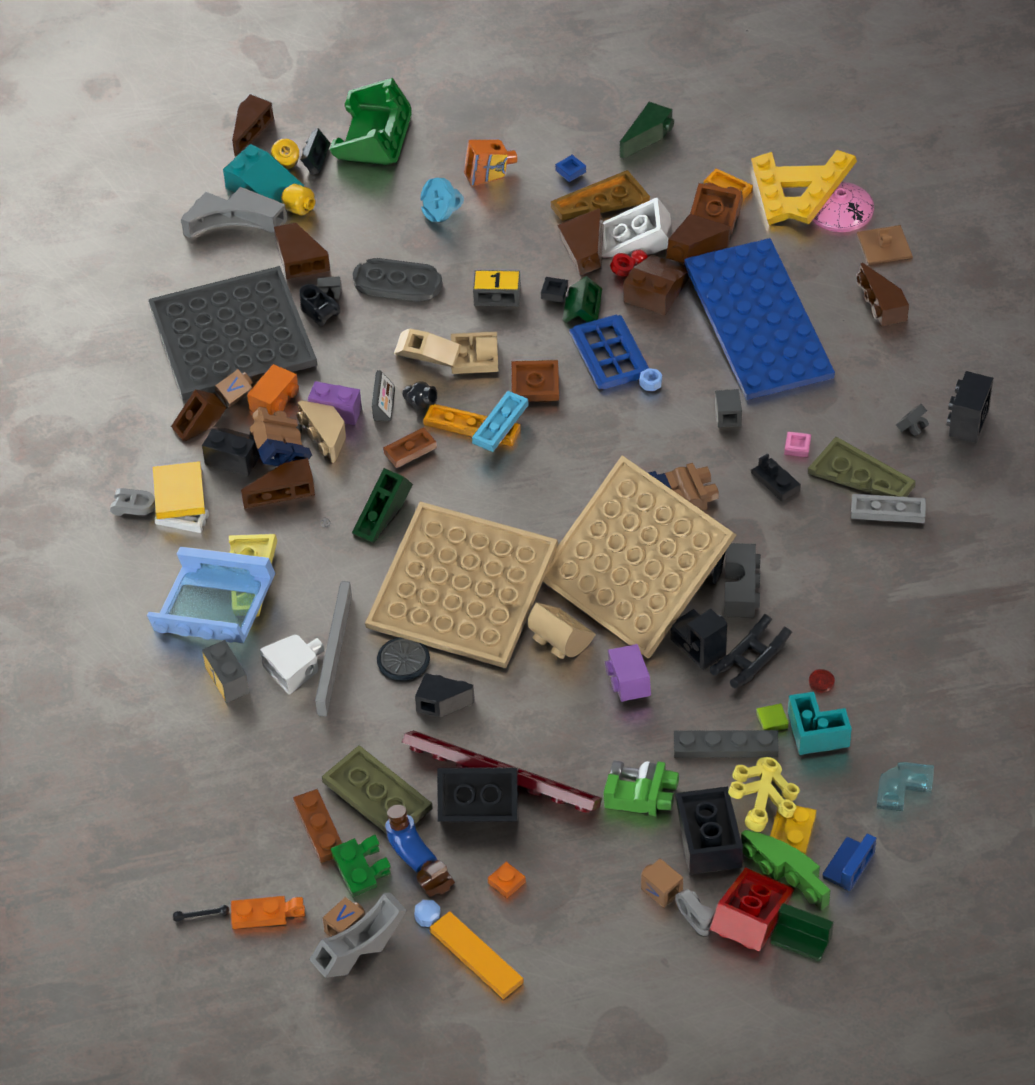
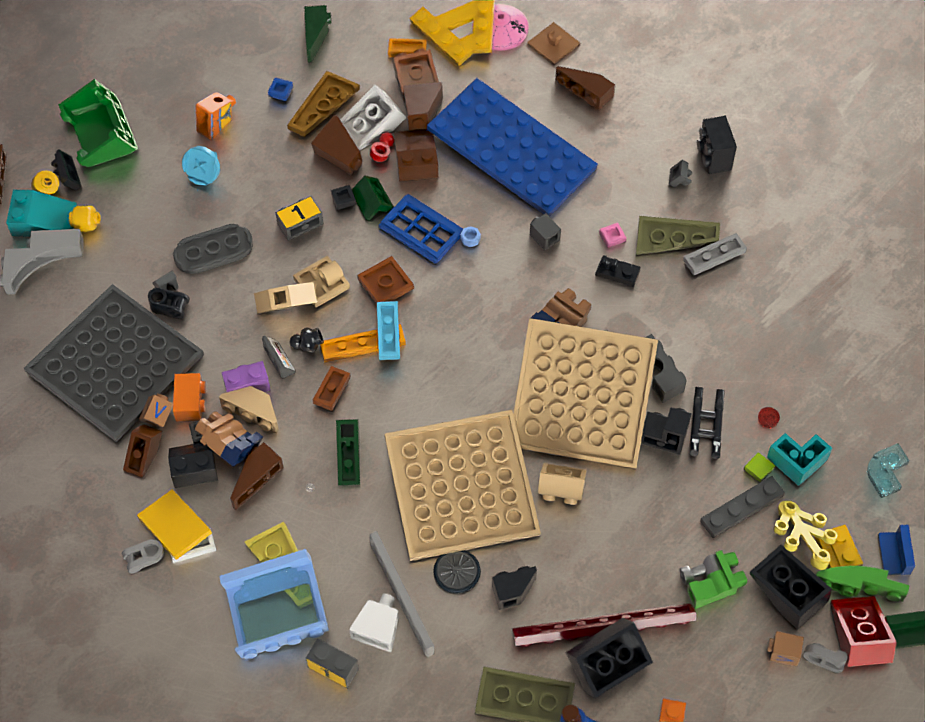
camera: 35 degrees left, 10 degrees up
(300, 252) = (118, 264): reddish brown slope -> none
(628, 673) = (637, 489): medium lavender brick -> none

